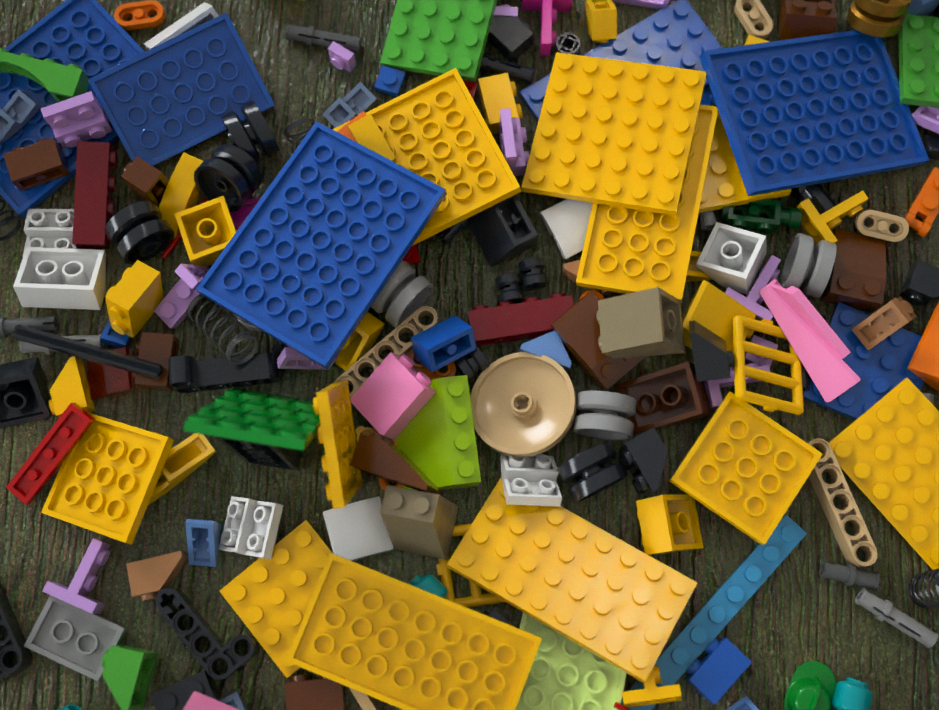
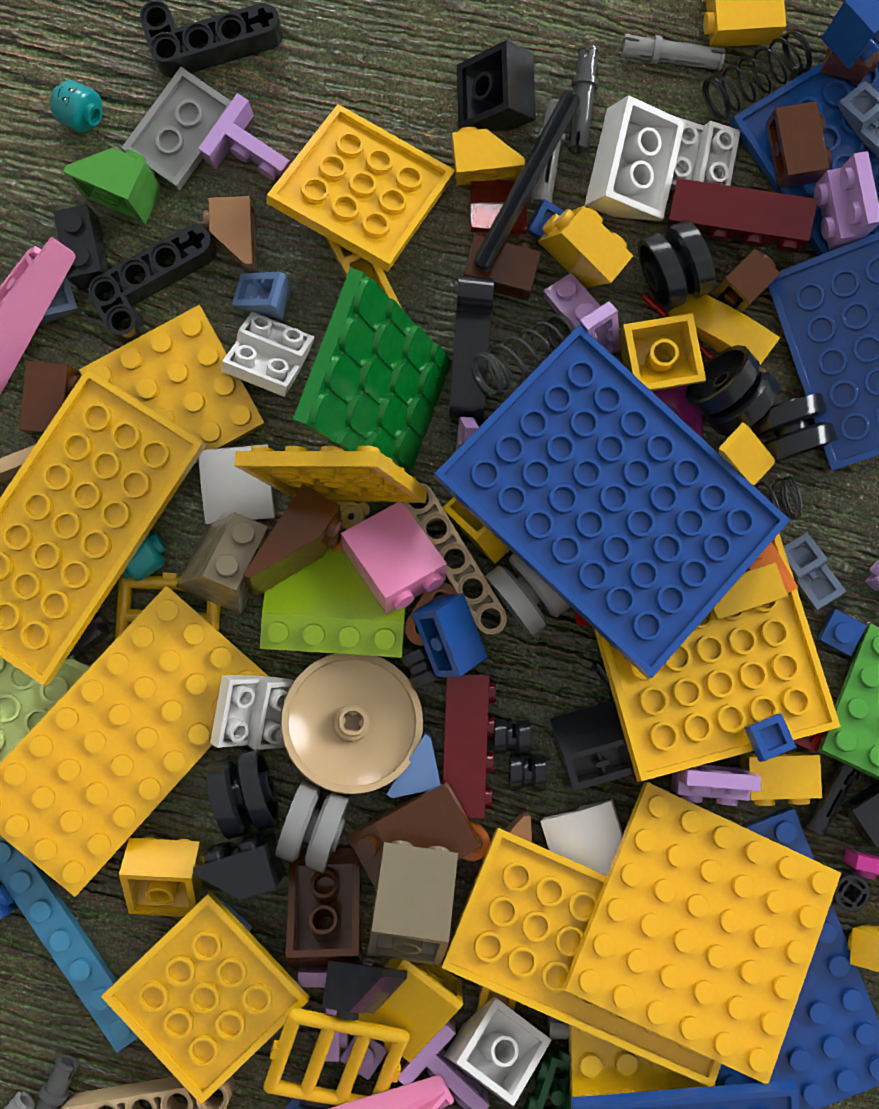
camera: 100 degrees right, 10 degrees up
(50, 453) = (407, 122): red plate -> none
(273, 157) = (747, 454): none -> yellow slope
(471, 108) = (770, 737): none -> blue plate

